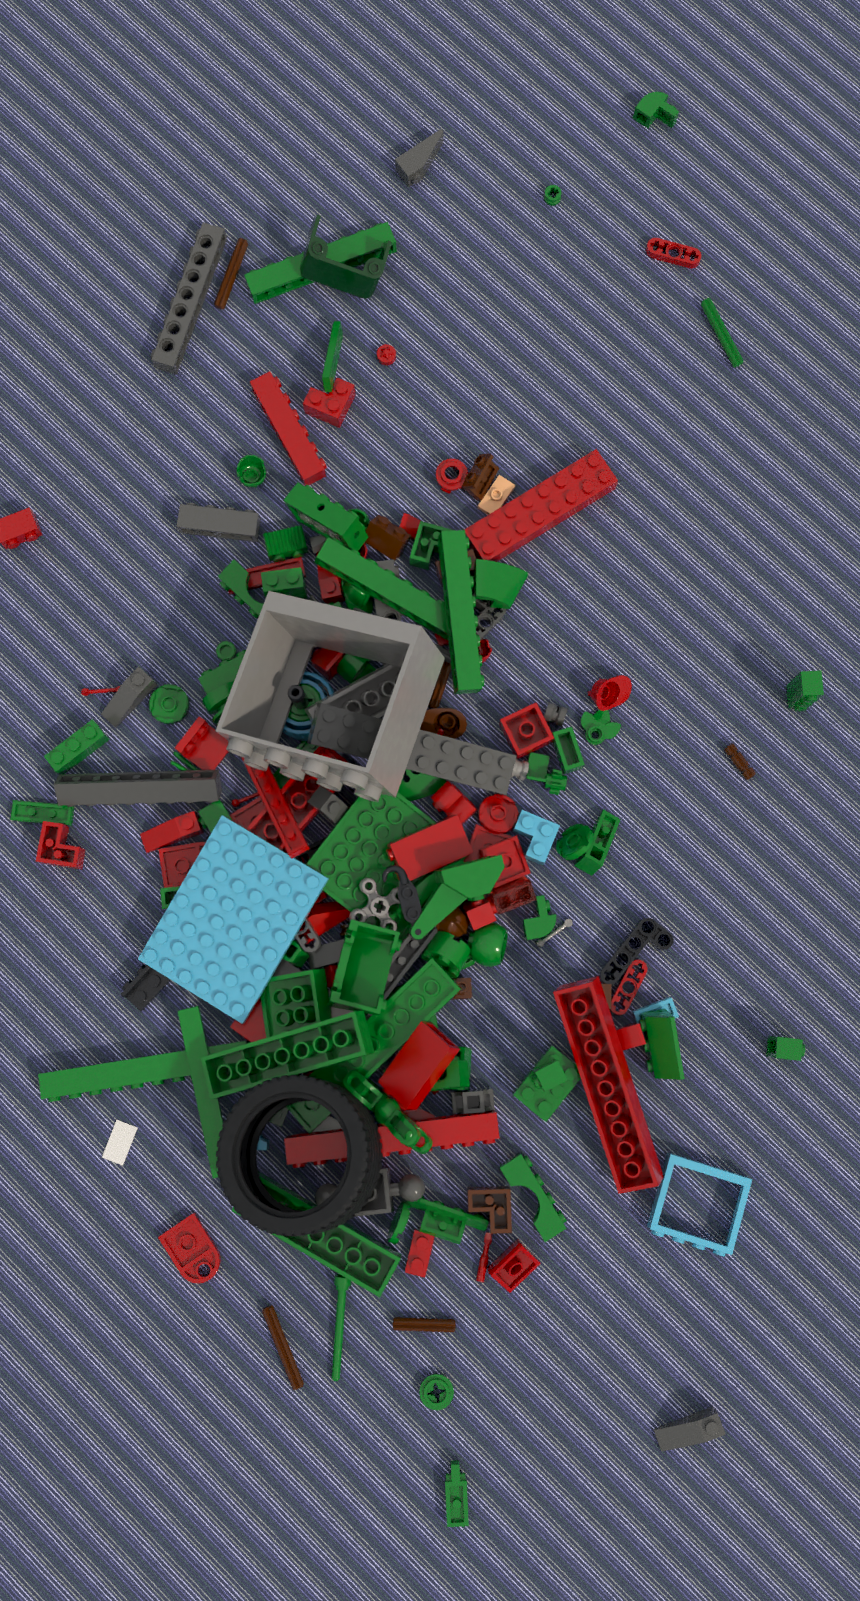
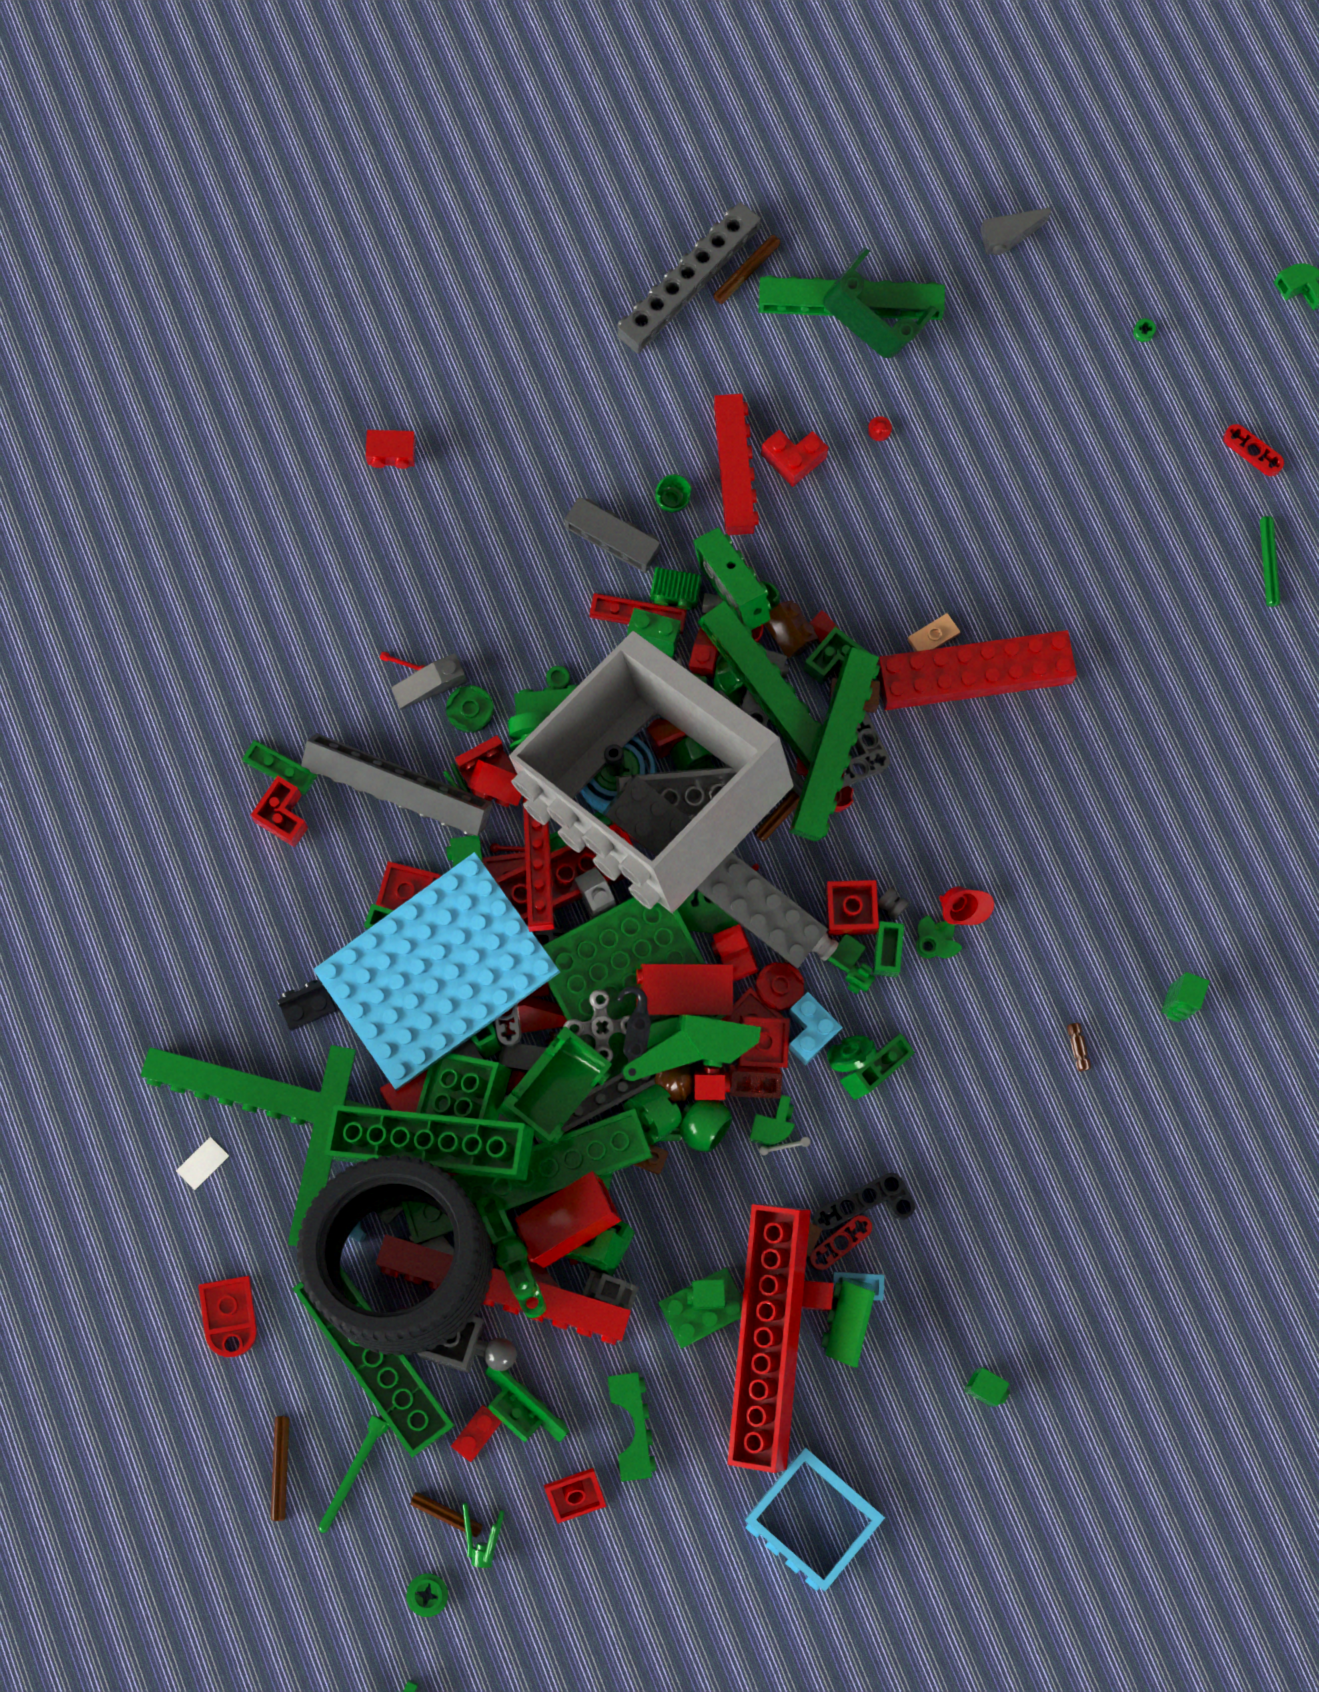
camera: 20 degrees right, 5 degrees down
(76, 747) = (349, 712): green brick -> none
(172, 832) = (411, 849): red slope -> none
(213, 753) = (495, 782): none -> red brick
(237, 579) = (604, 604): green arch -> none
(332, 356) = (817, 406): green tile -> none
(399, 1222) = (469, 1386): green tile -> none
(447, 719) = (771, 858): reddish brown piece -> none
(448, 485) = (884, 600): red piece -> none
(464, 1341) = (483, 1553): none -> green plant
(480, 476) = (925, 606): reddish brown bracket -> none
(484, 1258) = (546, 1471): red piece -> none
(495, 1201) = (587, 1414): reddish brown brick -> none
(497, 582) = (892, 731): green slope -> none

